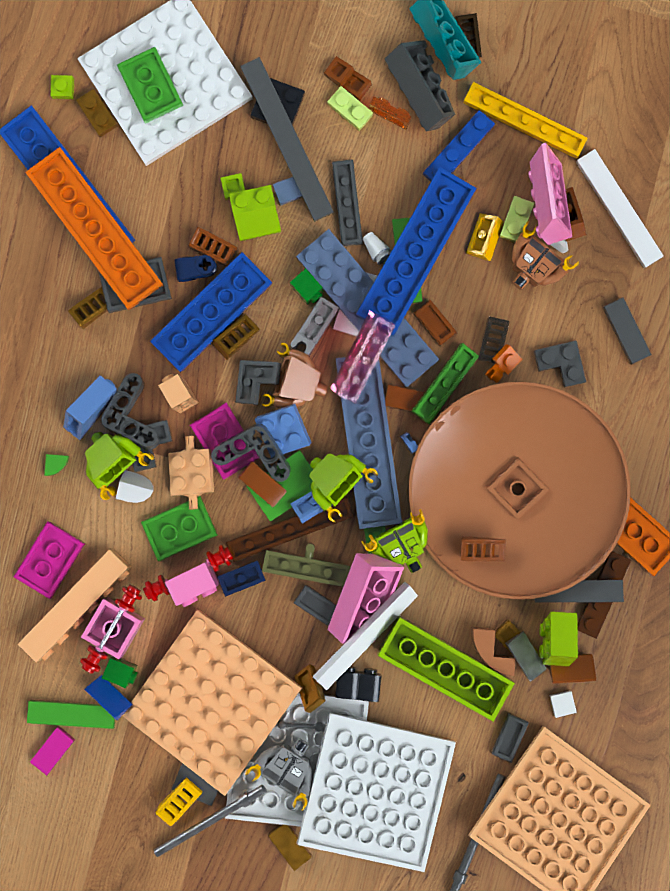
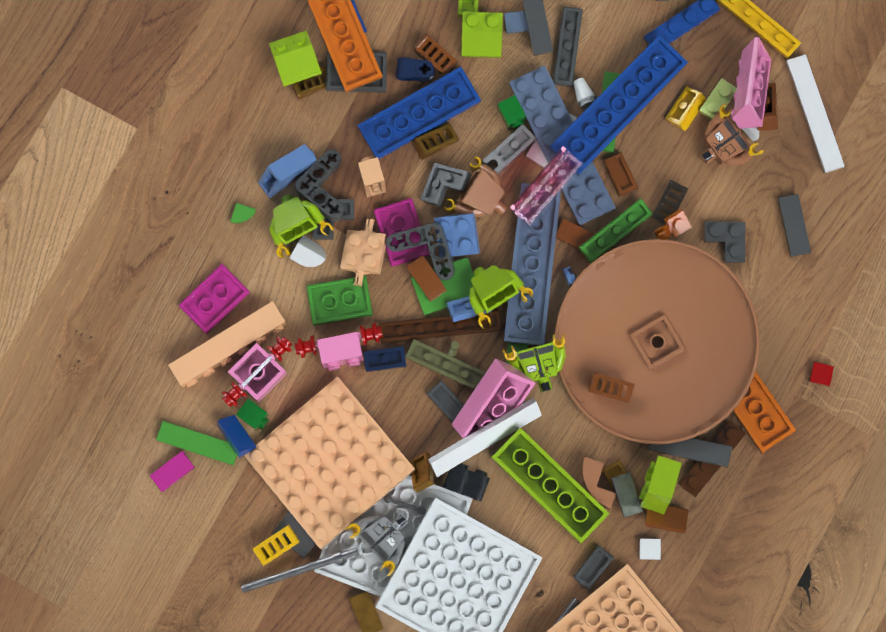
camera: 15 degrees right, 5 degrees down
(66, 287) = (295, 58): none -> lime slope

